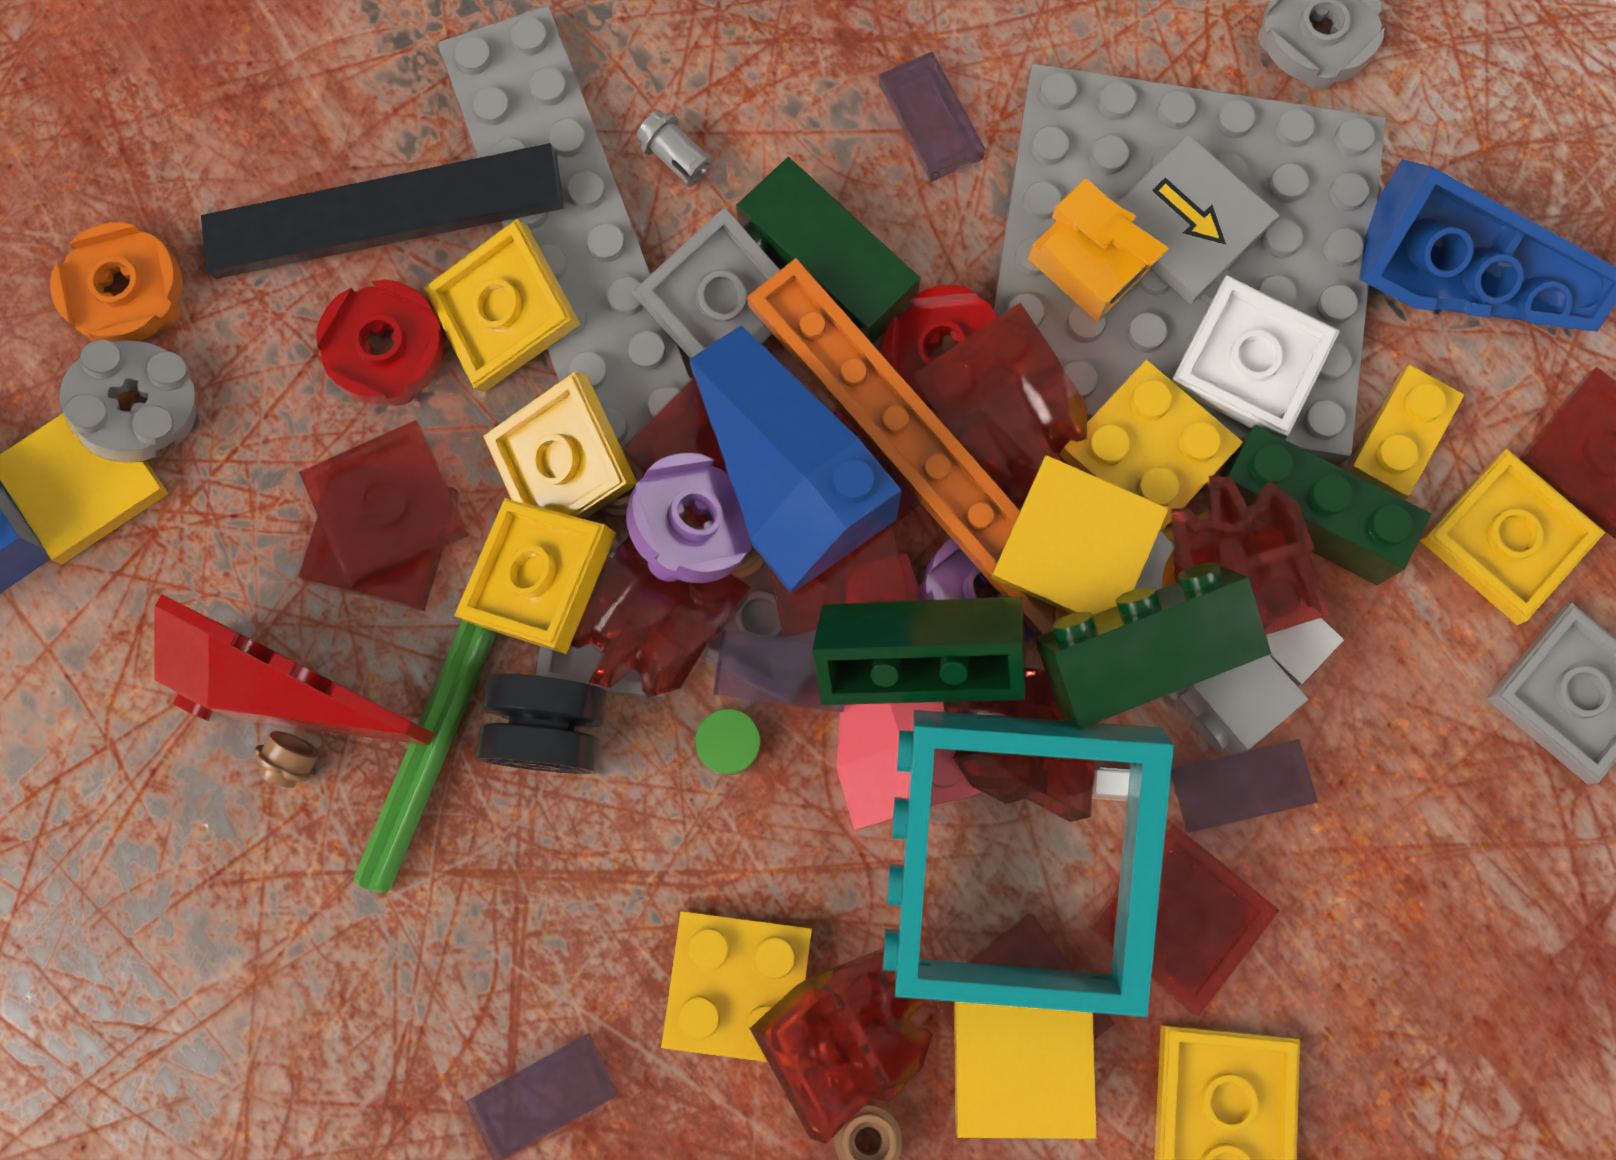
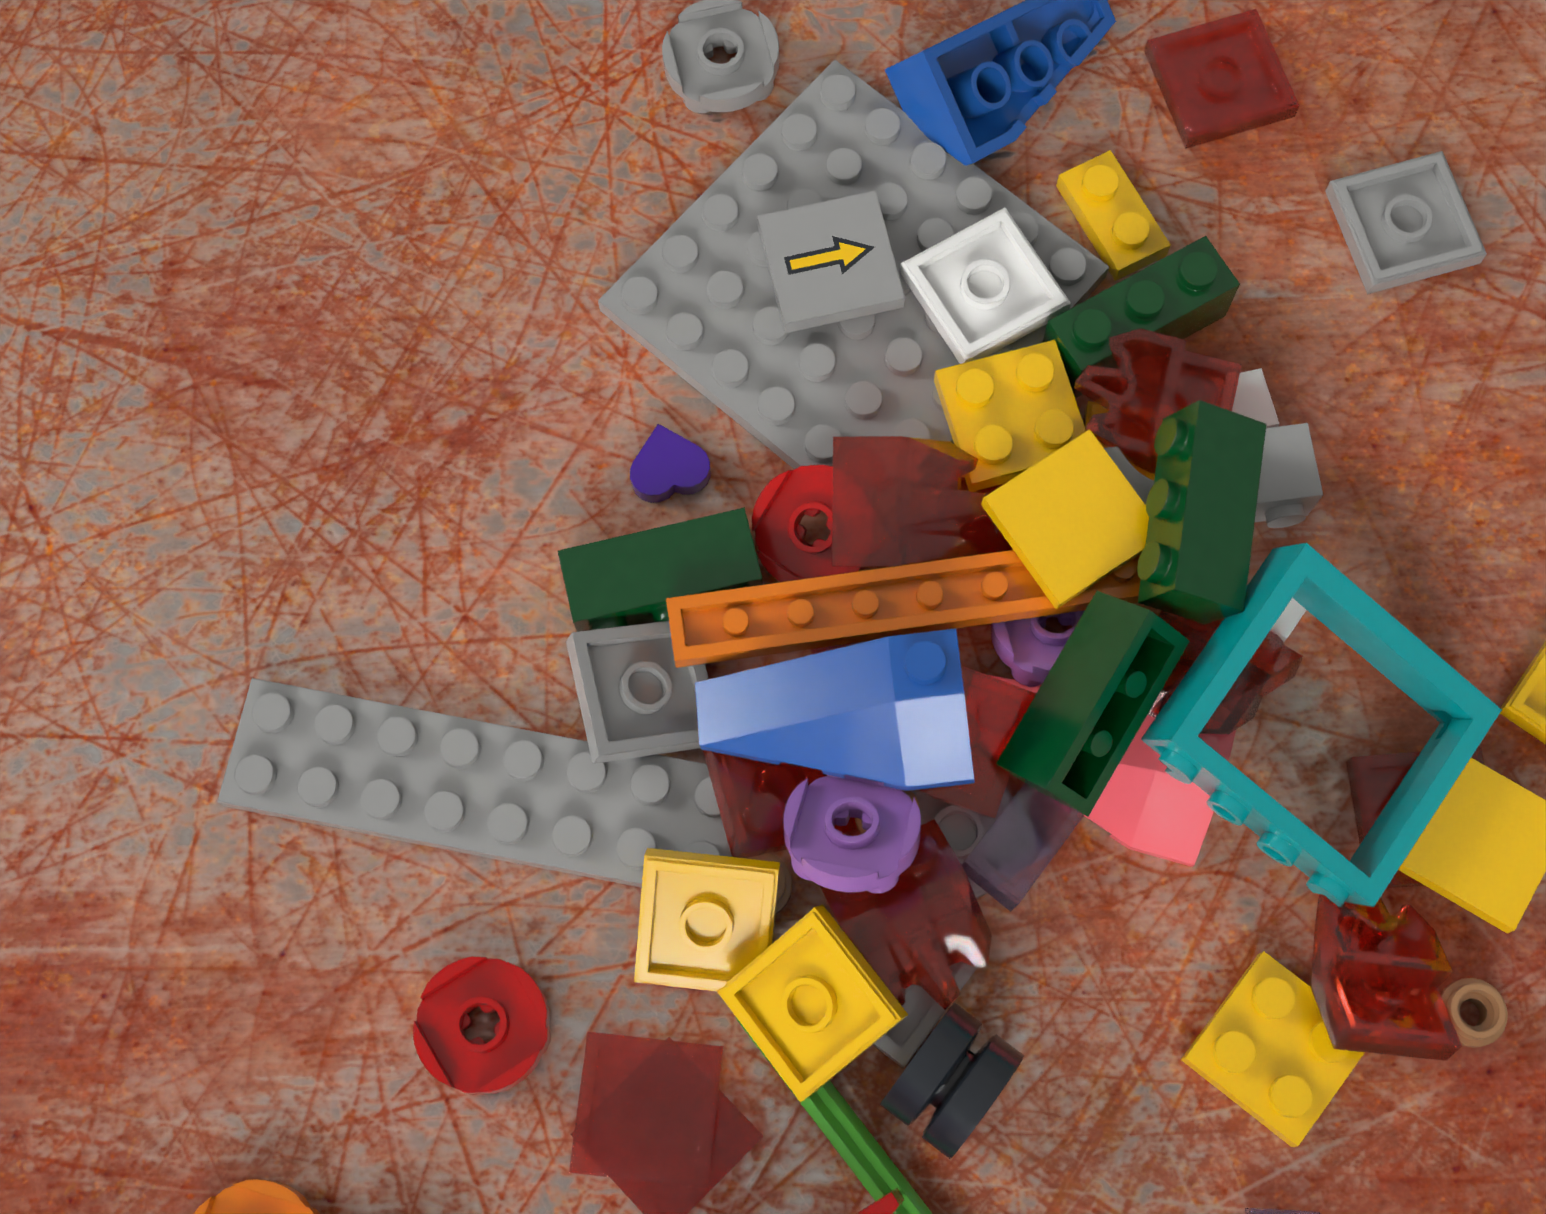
camera: 55 degrees left, 5 degrees down
(382, 211) = (354, 953): black tile -> none
(501, 306) = (522, 891): yellow tile -> none
(675, 148) = (469, 647): light grey pin -> none
(727, 742) = (1053, 927): bright green tile -> none
(926, 206) = (668, 466): none -> dark purple tile
(931, 116) = (587, 412): tile -> none
(1094, 250) = (815, 351): light orange piece -> none
(1202, 925) = (1446, 616): clear red plate -> none
(1243, 786) = (1344, 513): tile -> none
(1512, 537) = (1248, 189): yellow tile -> none

